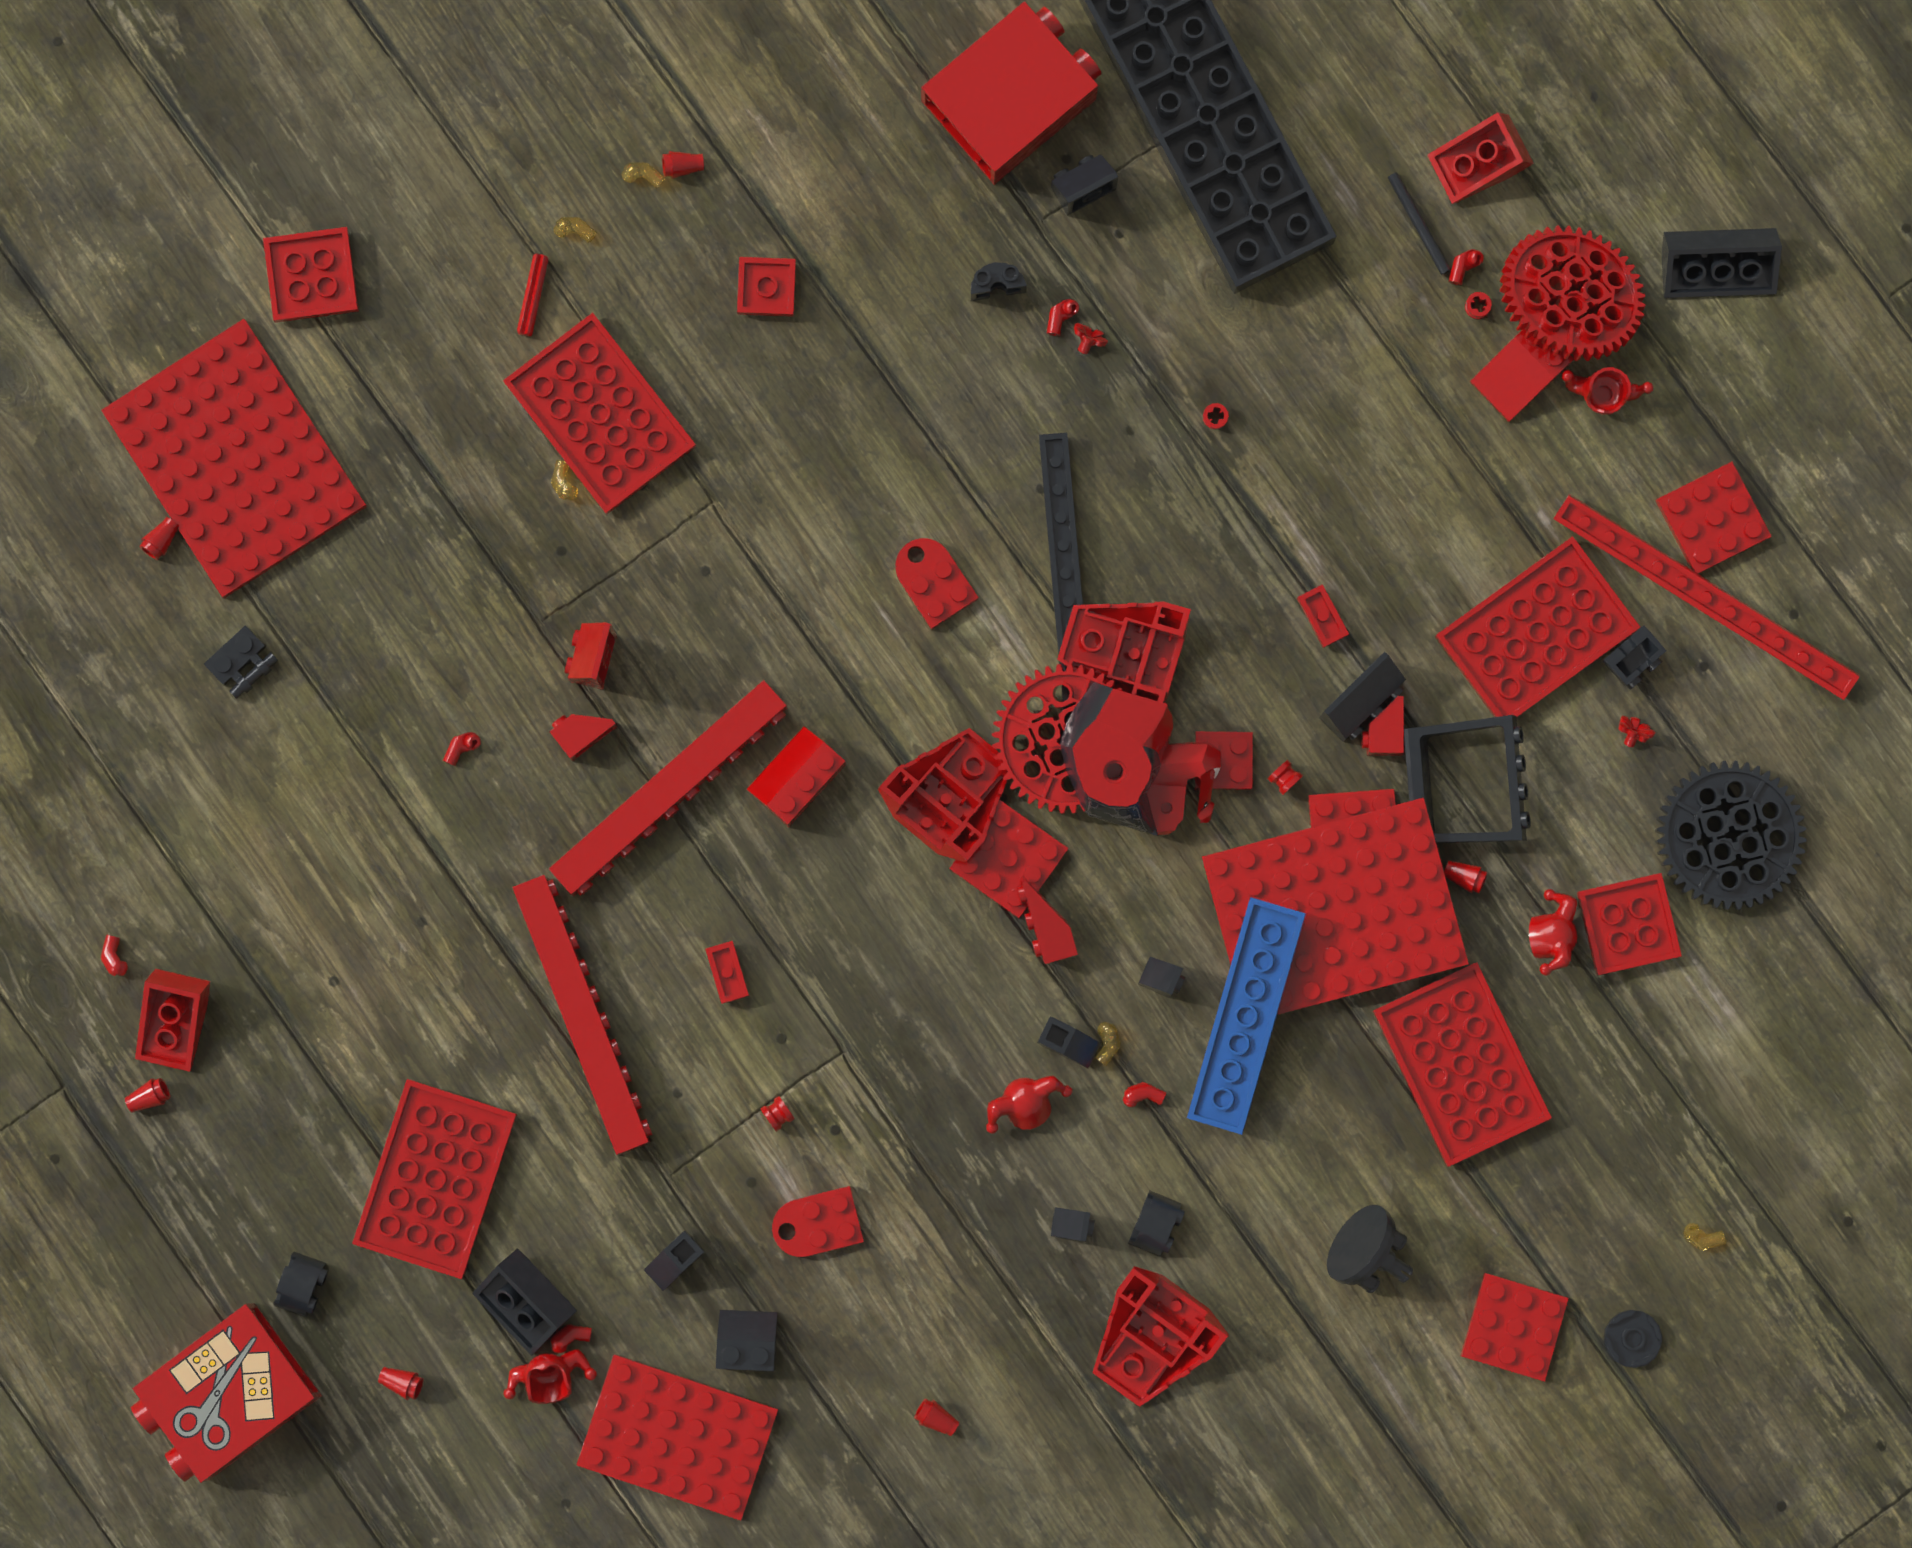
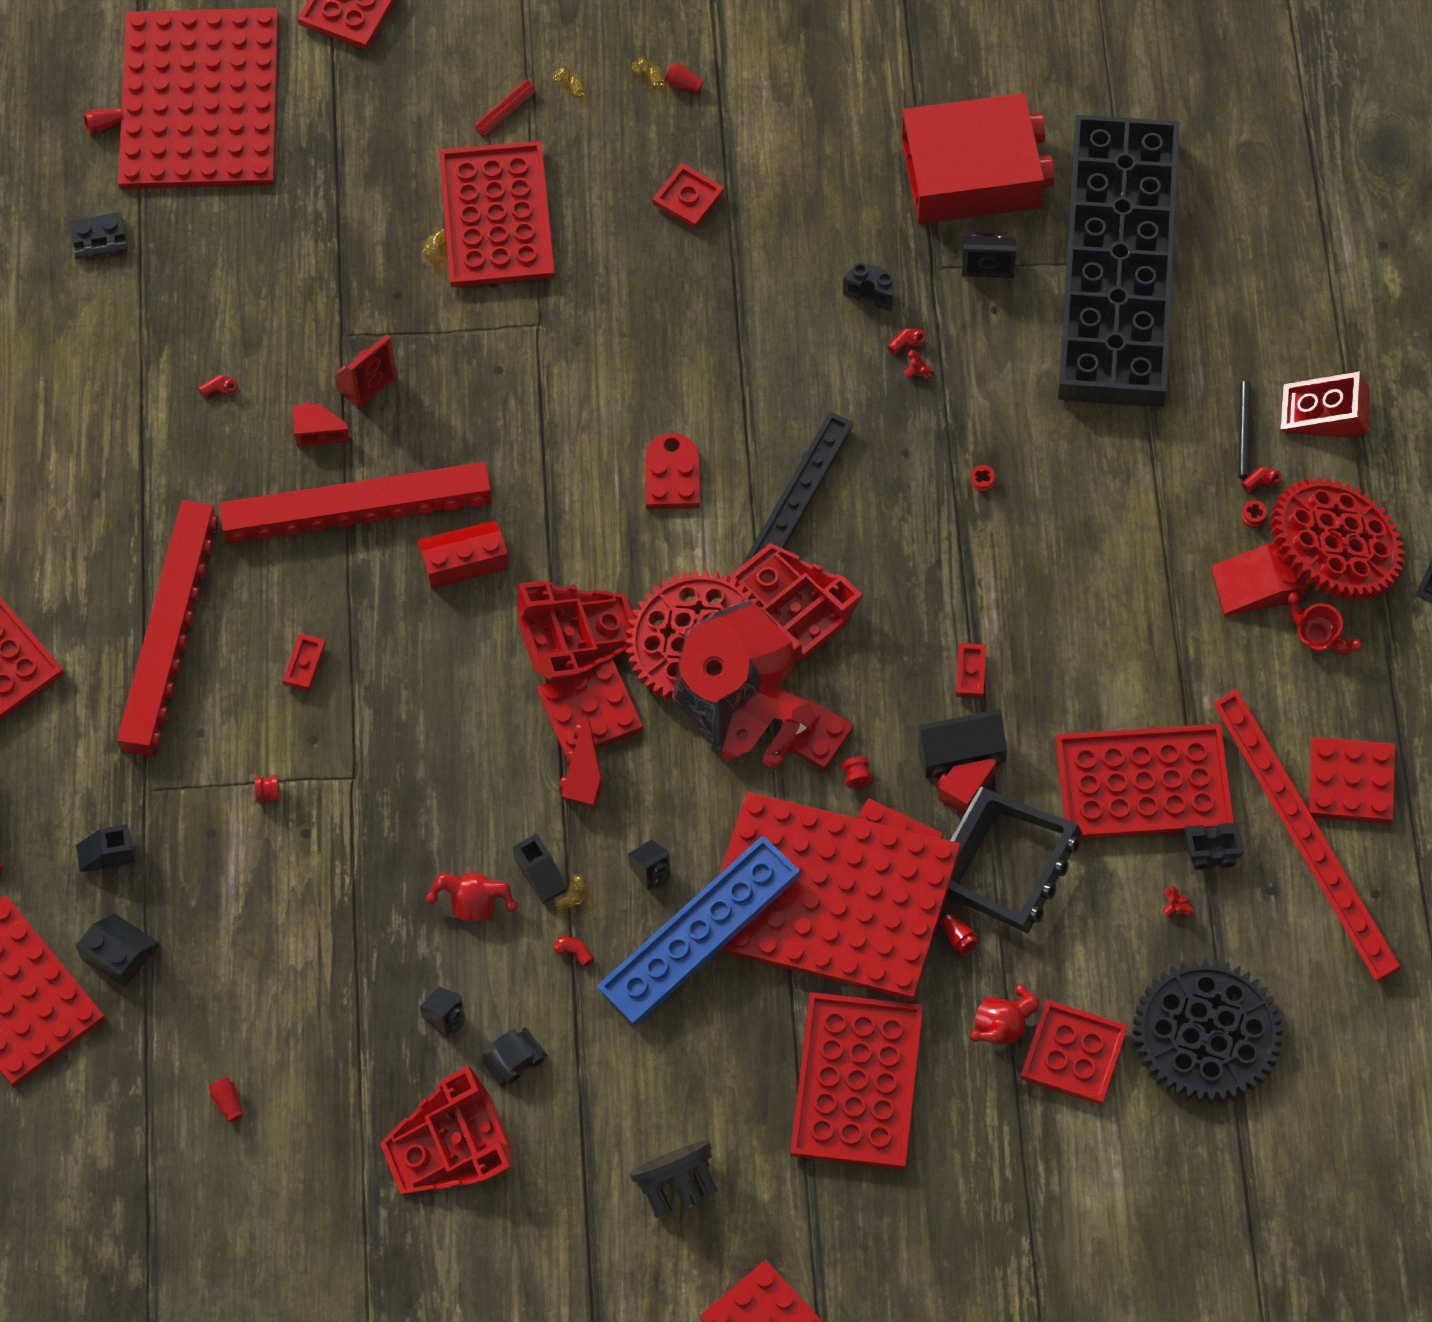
camera: 35 degrees right, 20 degrees down
(820, 1223) = (242, 894): red plate -> none

